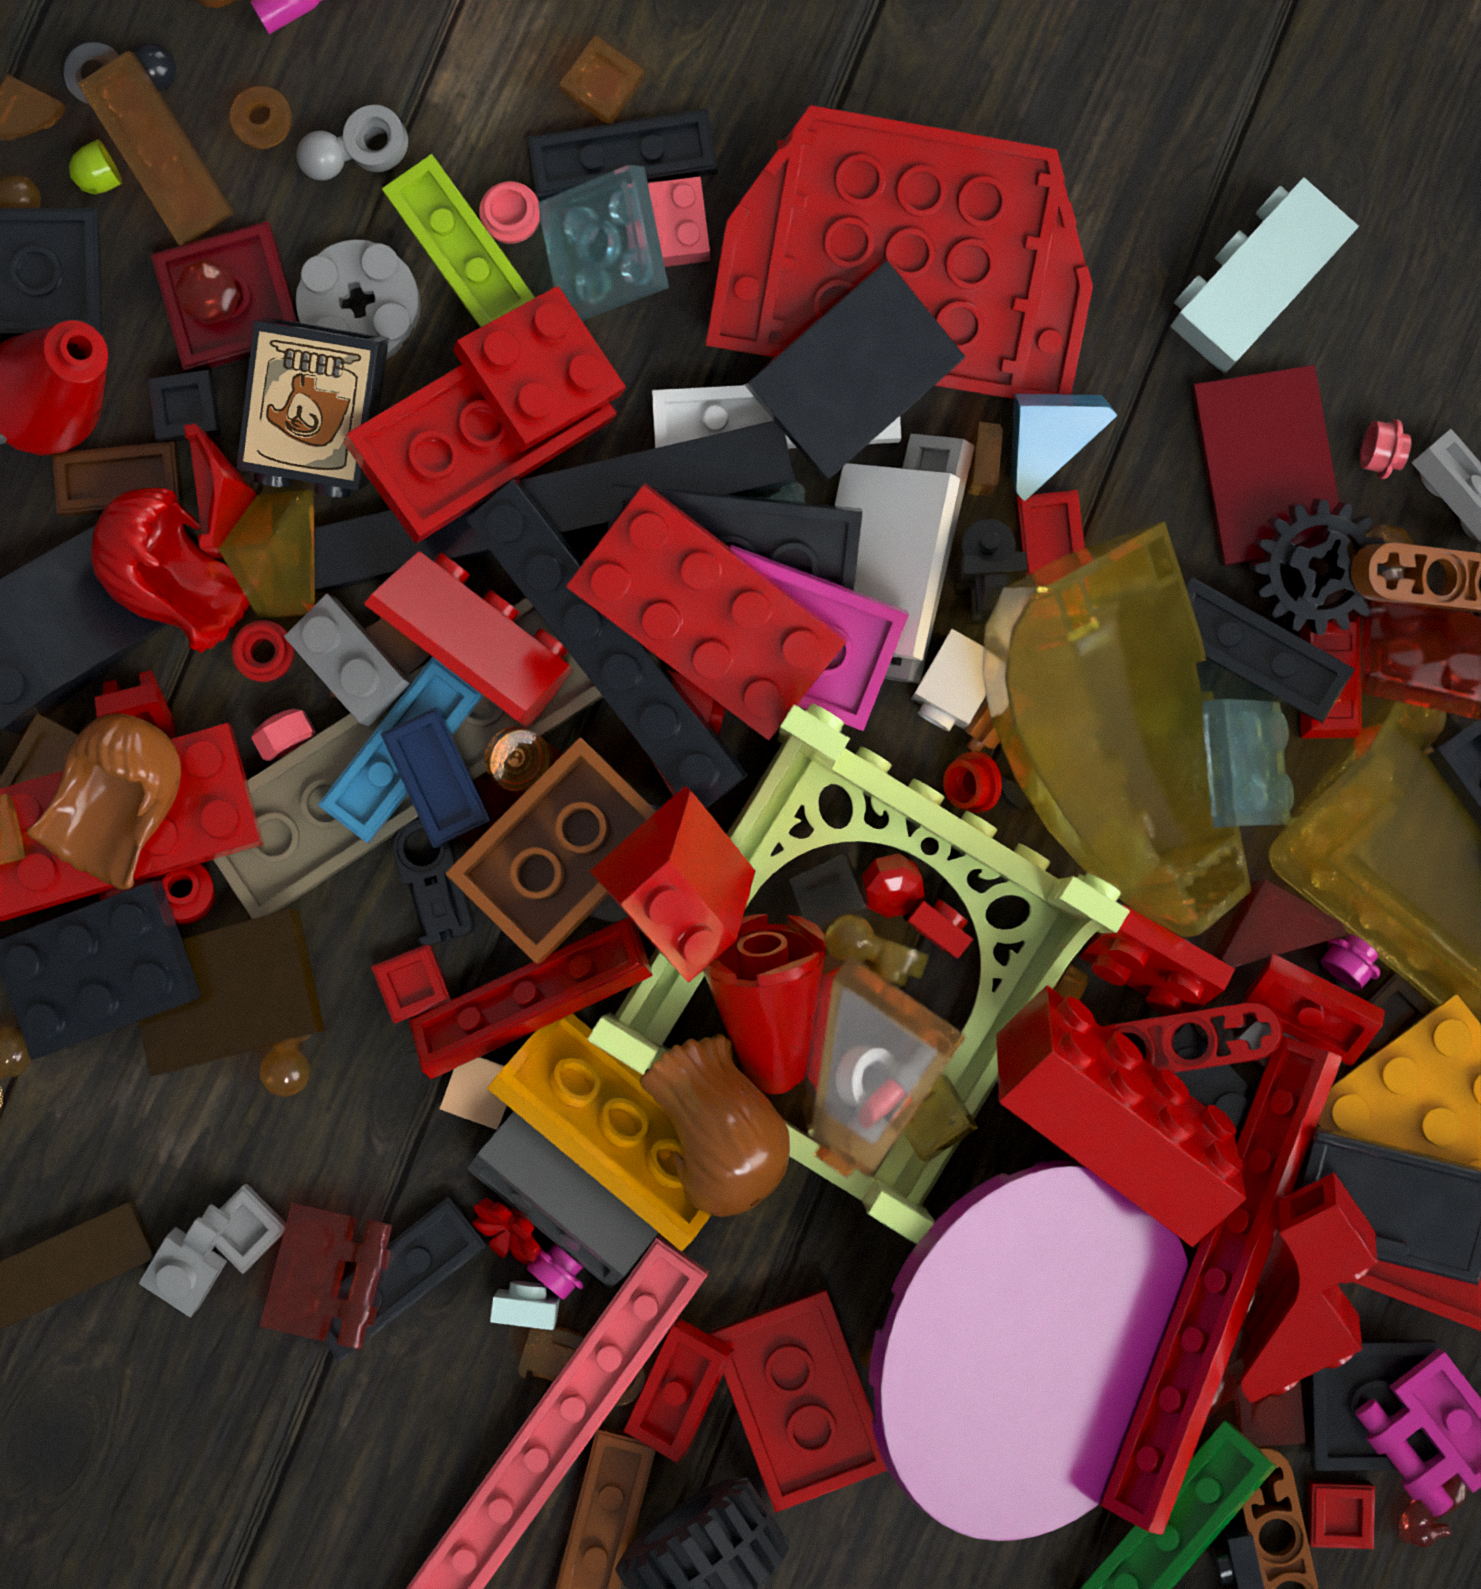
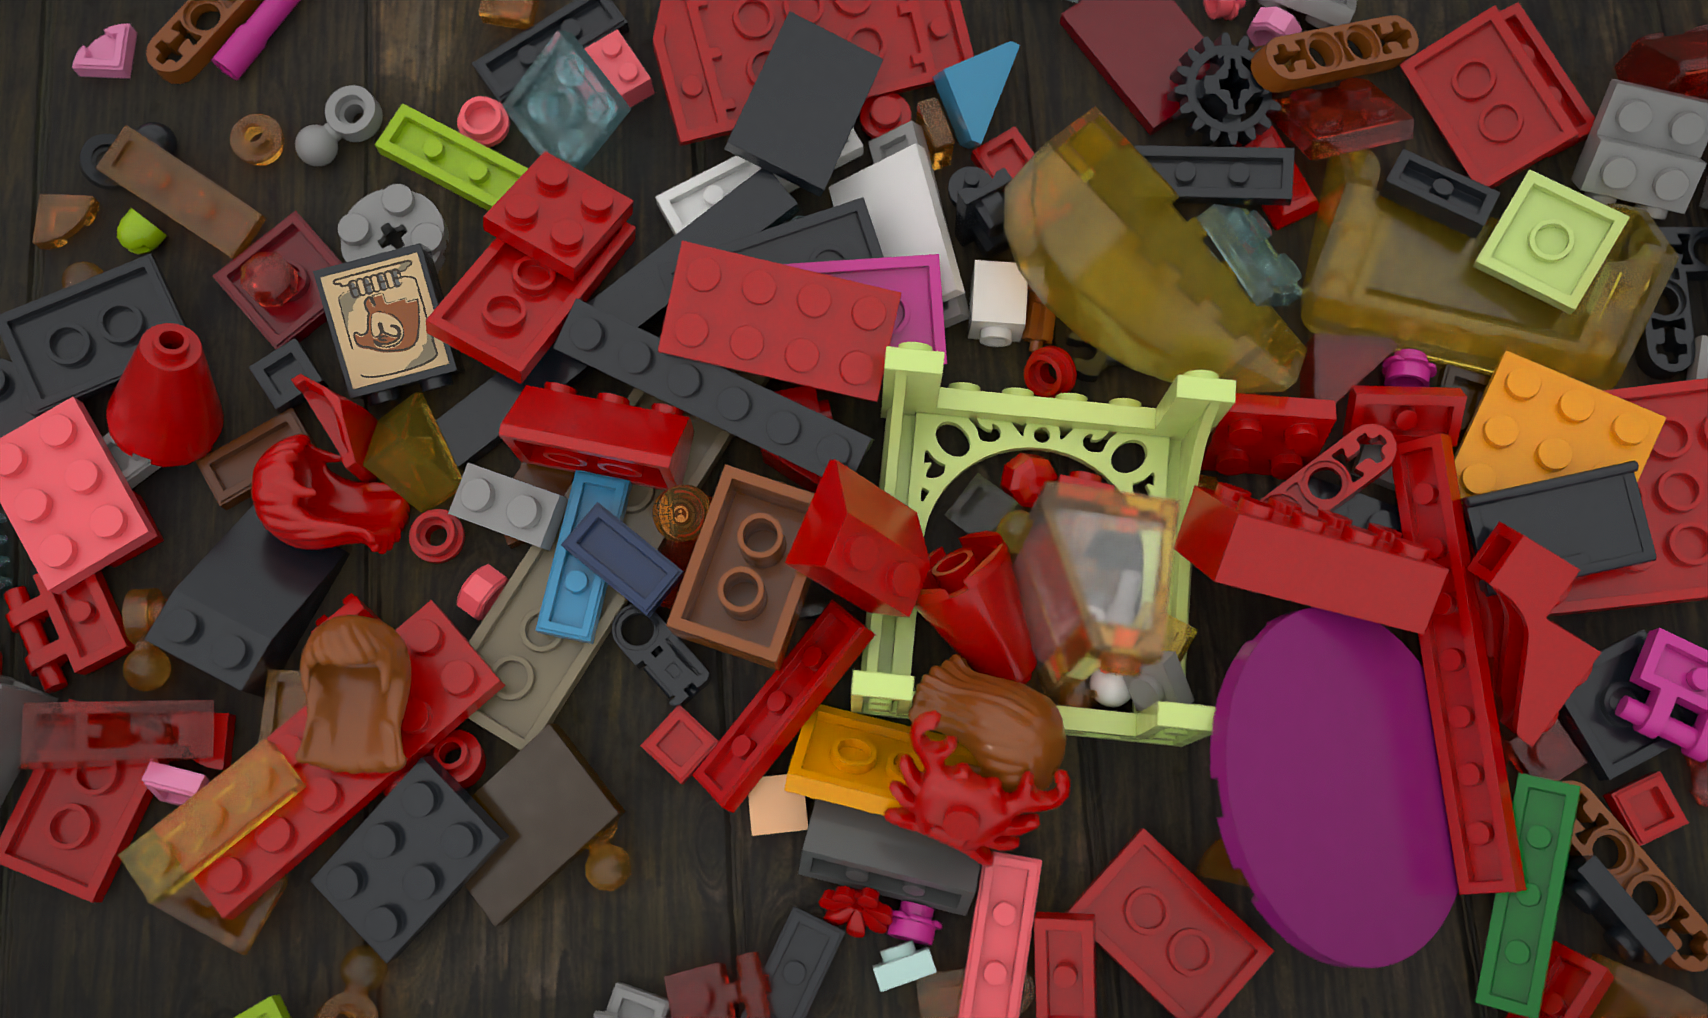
camera: 25 degrees left, 10 degrees down
(649, 1190) = (962, 805): none -> red animal
(911, 1165) = (1159, 682): none -> light grey plate
(944, 412) = (884, 114): none -> red plate
(1417, 515) = (1271, 23): none -> bright pink tile

